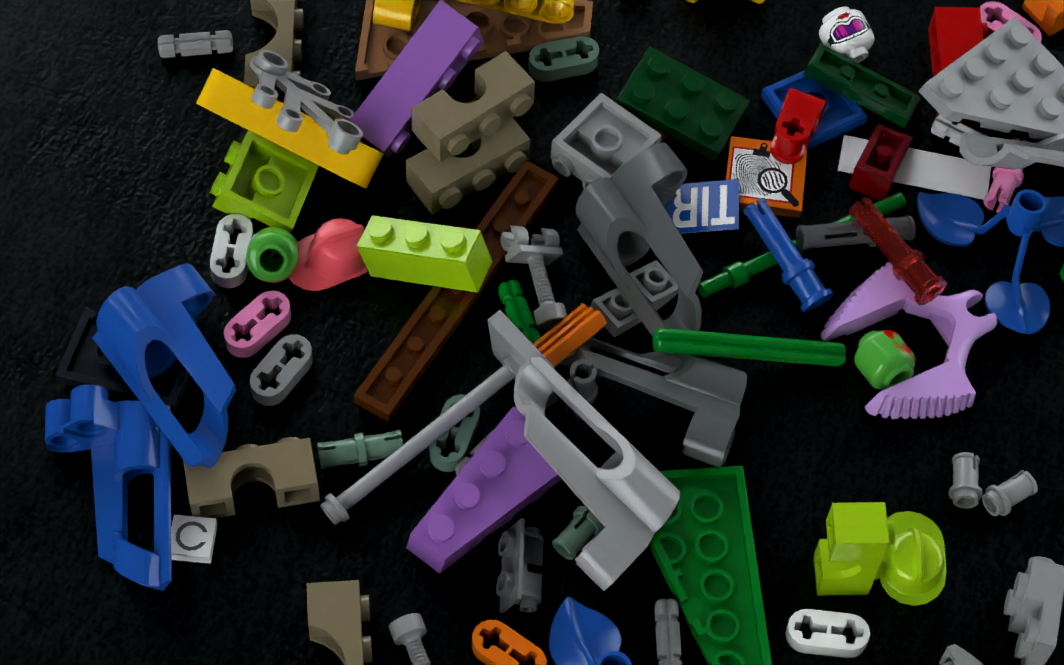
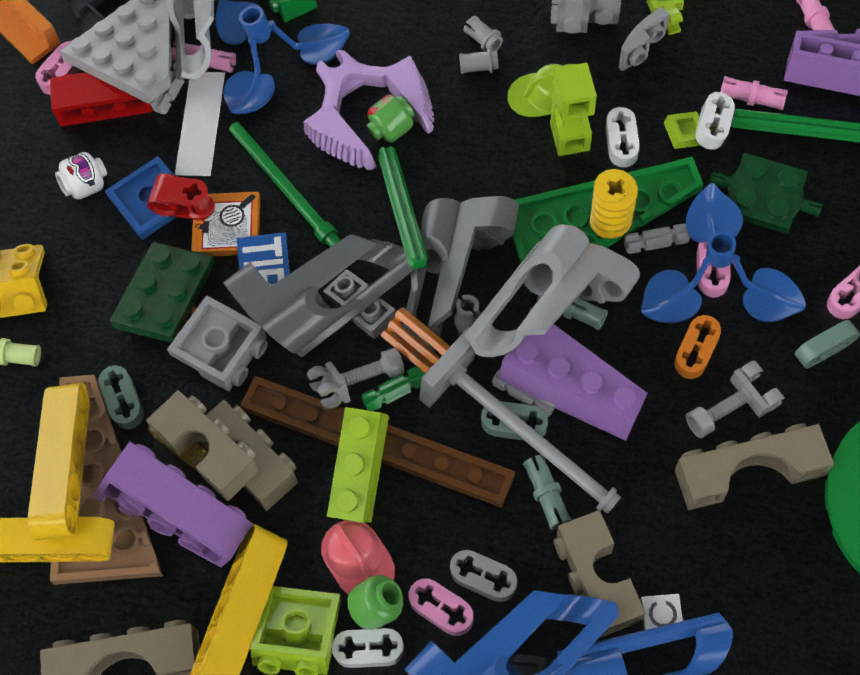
camera: 90 degrees left, 5 degrees up
(304, 94) = (182, 636): light grey plant -> none
(519, 550) = (635, 350): dark grey hinge -> none
(701, 564) = (613, 203): none -> yellow piece
(796, 270) = (319, 185): blue pin -> none
(814, 235) = (272, 140): dark grey pin -> none
(862, 85) = (130, 161): dark green tile -> none
(880, 162) = (202, 143): dark red slope -> none
(907, 263) = (309, 103): clear red pin -> none

